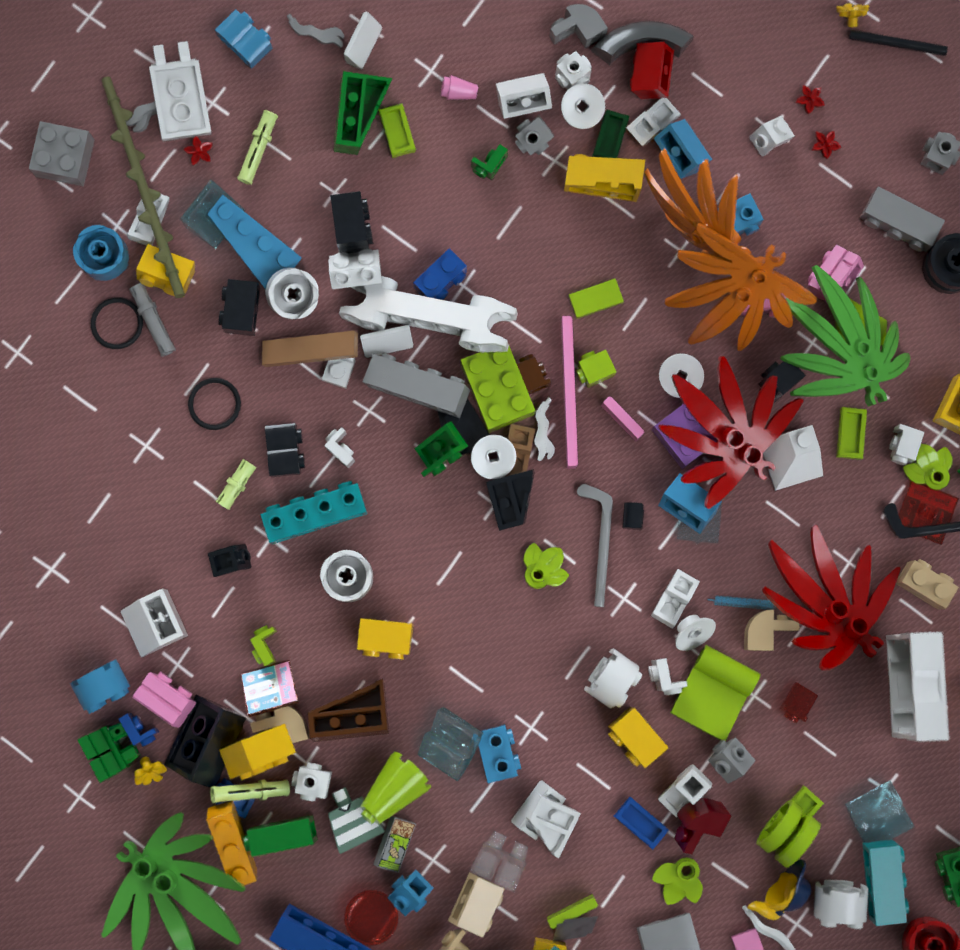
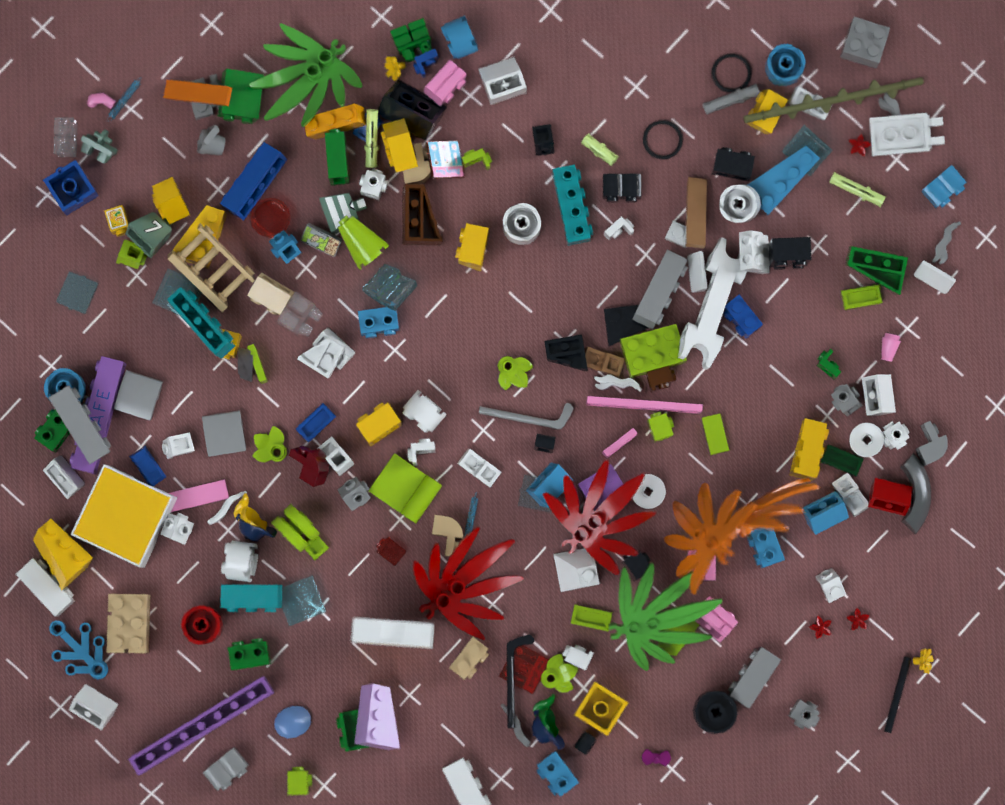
camera: 95 degrees right, 0 degrees up
(441, 448) = (609, 302): green bracket -> none
(497, 467) = (591, 341): white piece -> none
(694, 632) = (452, 477): white piece -> none

